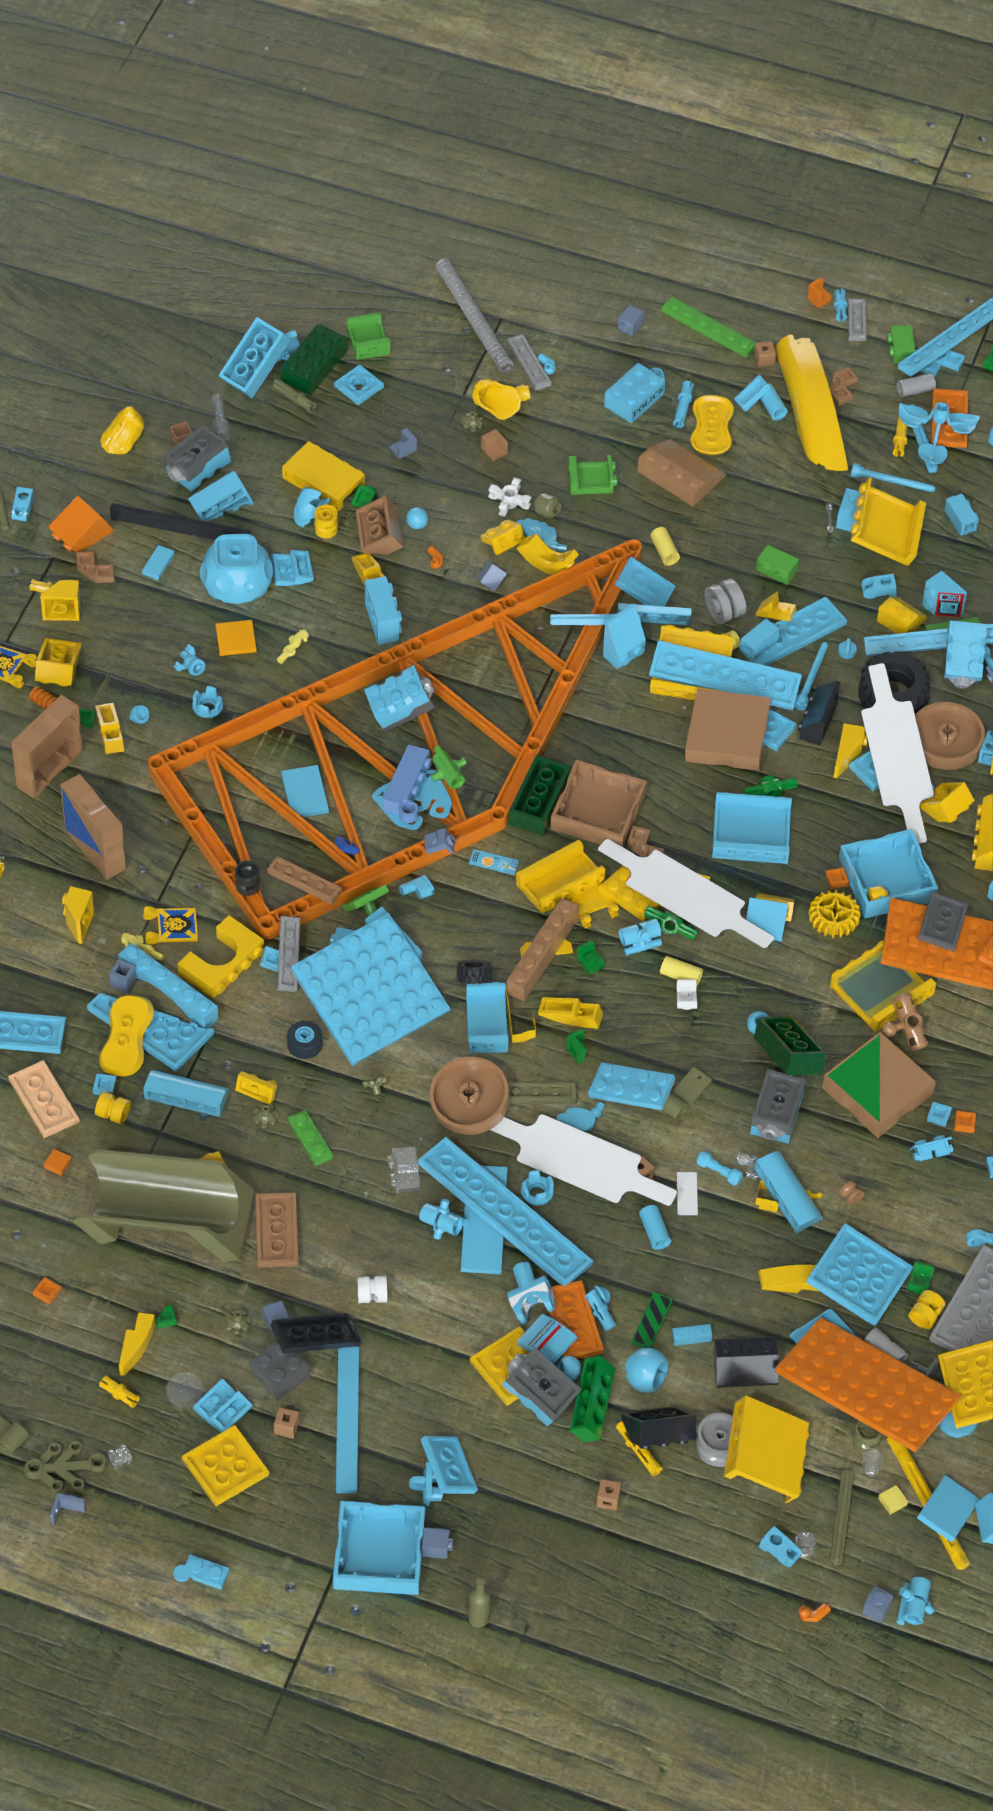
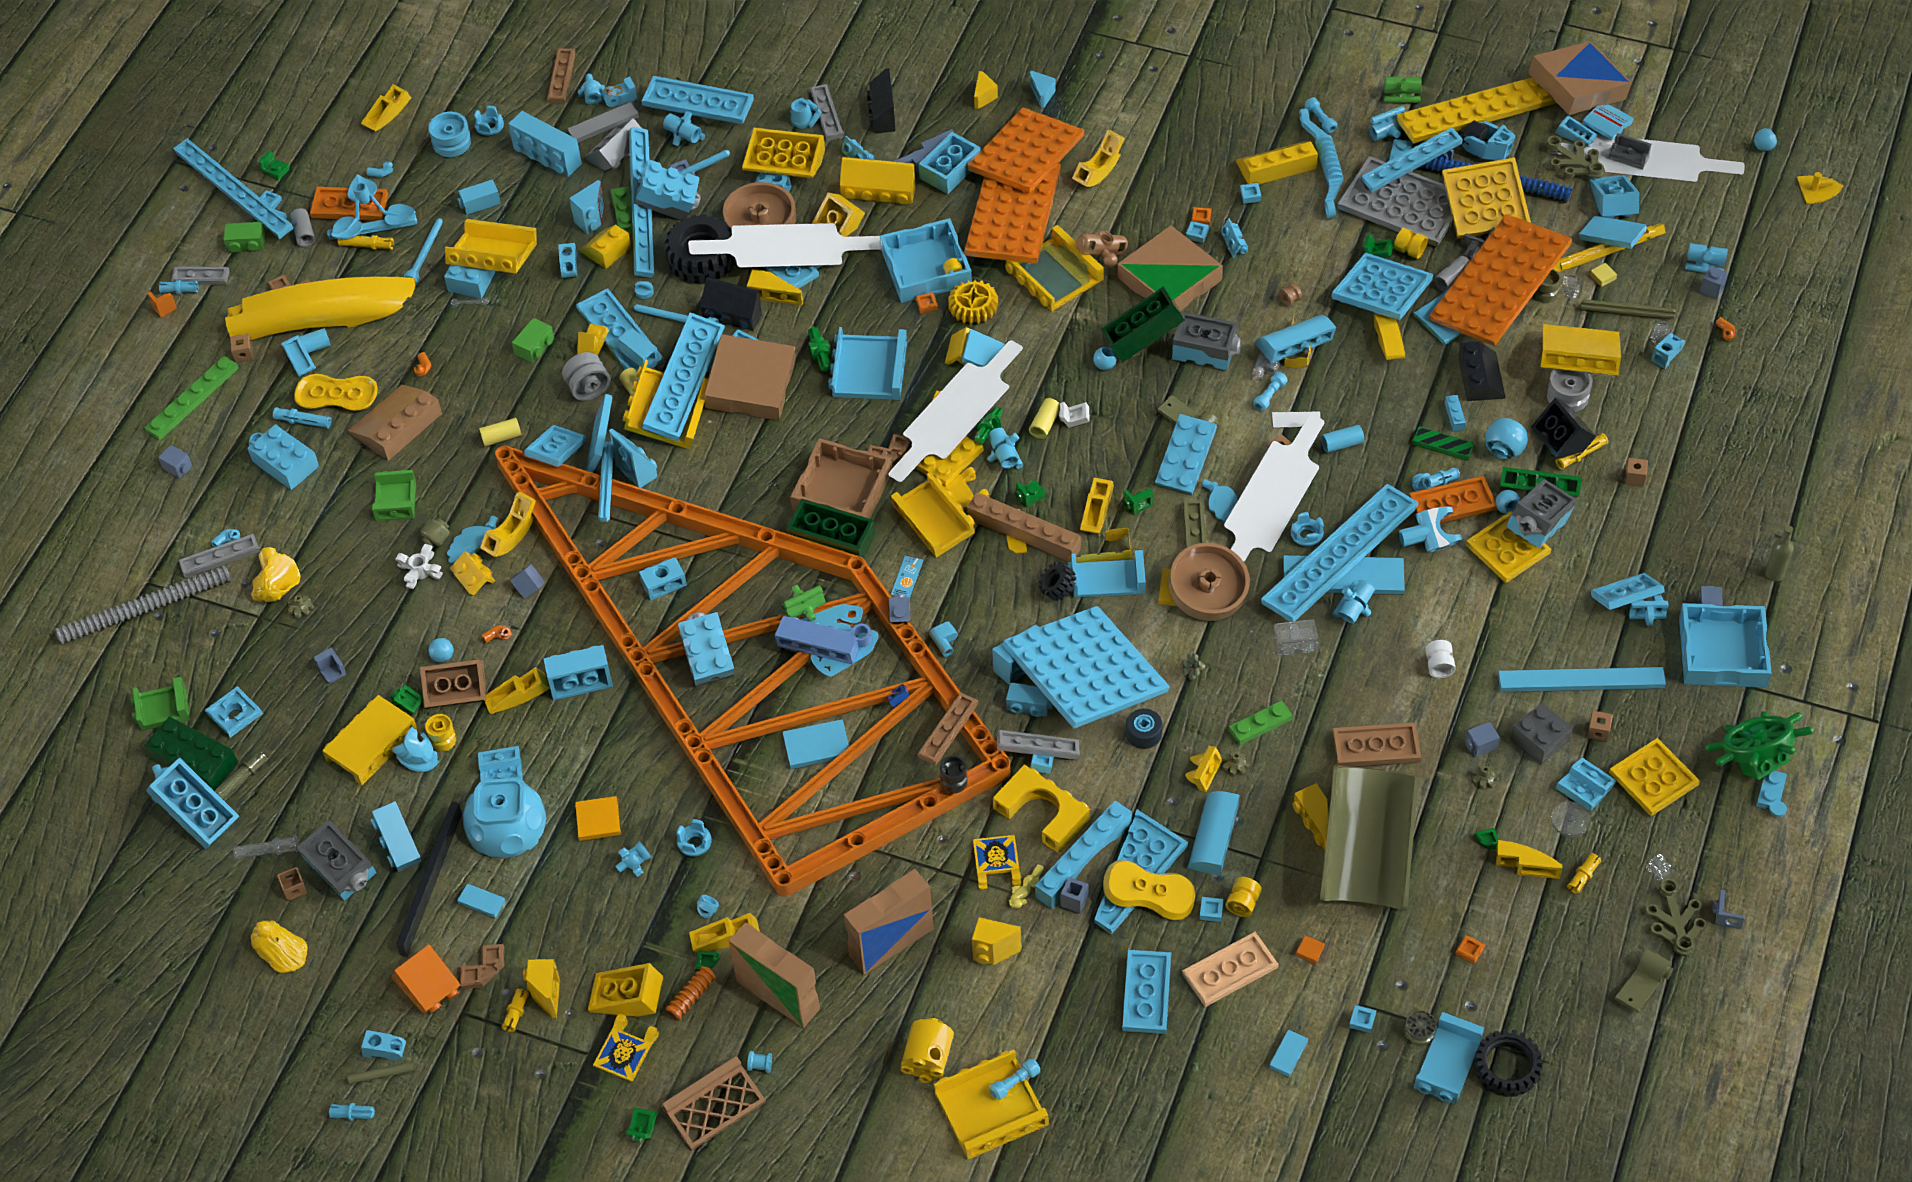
camera: 85 degrees left, 0 degrees up
(241, 1554) = (1760, 743): none -> green piece
(295, 642) = (604, 761): light yellow animal -> none
(316, 1333) = (1501, 700): black tile -> none
(366, 900) = (968, 673): bright green tile -> none
(491, 672) = (672, 578): none -> medium azure brick
(494, 445) = (341, 581): medium nougat panel -> none
(548, 1337) = (1483, 514): medium azure slope -> none
(746, 488) = (424, 365): none -> orange arm
(942, 921) = (992, 213): dark grey tile -> none

